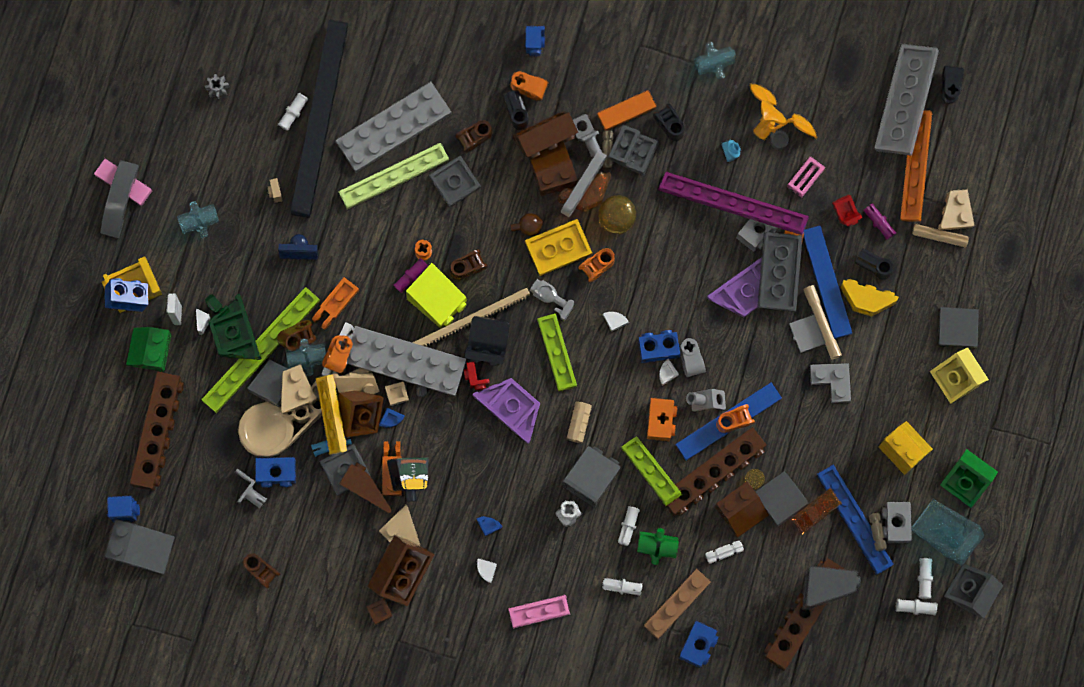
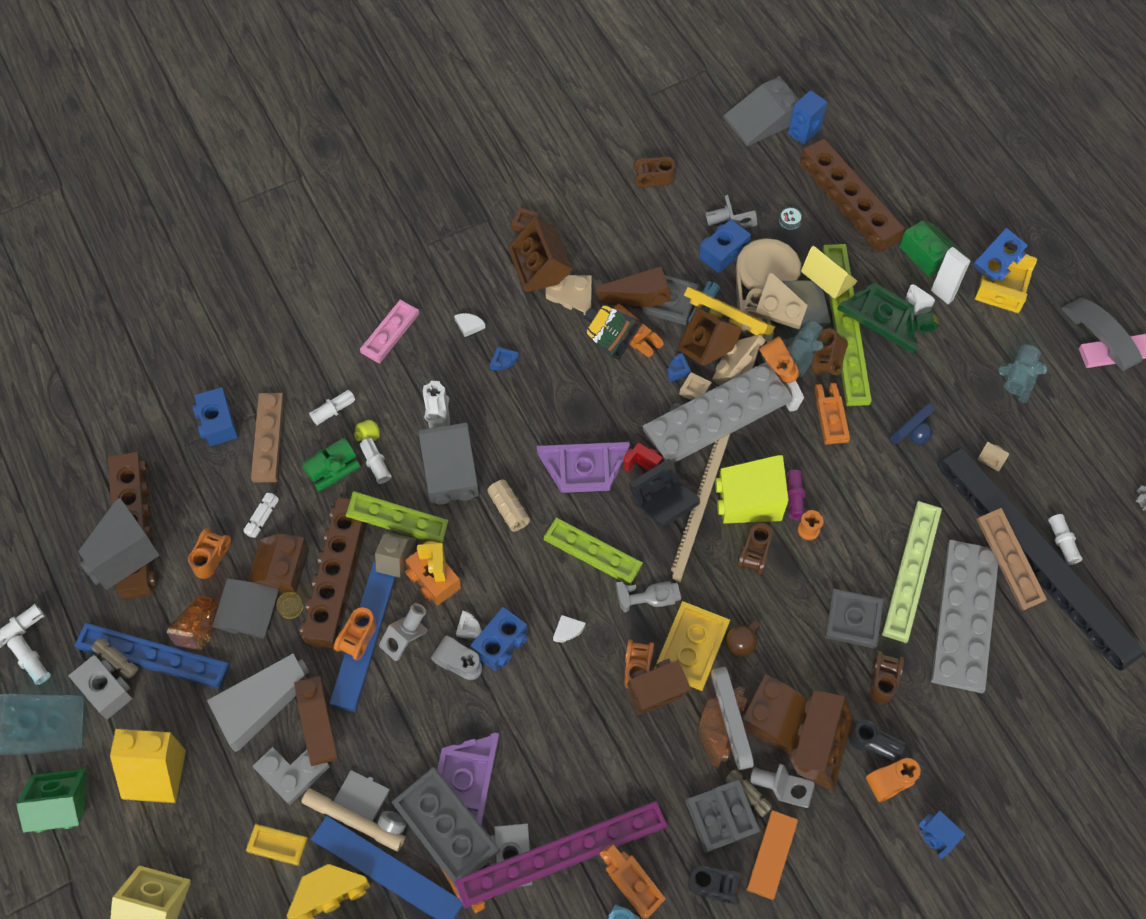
camera: 140 degrees right, 15 degrees down
(210, 454) = (790, 218): none -> tile
(239, 384) = (827, 273): none -> light yellow slope
(339, 127) = (1011, 559): none -> medium nougat plate
(605, 234) = (657, 687): none -> reddish brown slope
(615, 552) = (366, 430): none -> neon yellow piece
(617, 214) = (670, 734): clear yellow cylinder -> none
(657, 414) = (436, 558): none -> yellow bracket
(670, 451) = (393, 552): none -> dark tan slope
(711, 160) = (632, 881): none -> orange hinge
(773, 554) = (208, 548): none -> orange piece
(798, 390) = (316, 720): none -> reddish brown slope
(804, 302) = (392, 822): none -> light grey tile
(819, 435) = (256, 700): none -> light grey slope
(871, 348) = (277, 844): none -> yellow tile

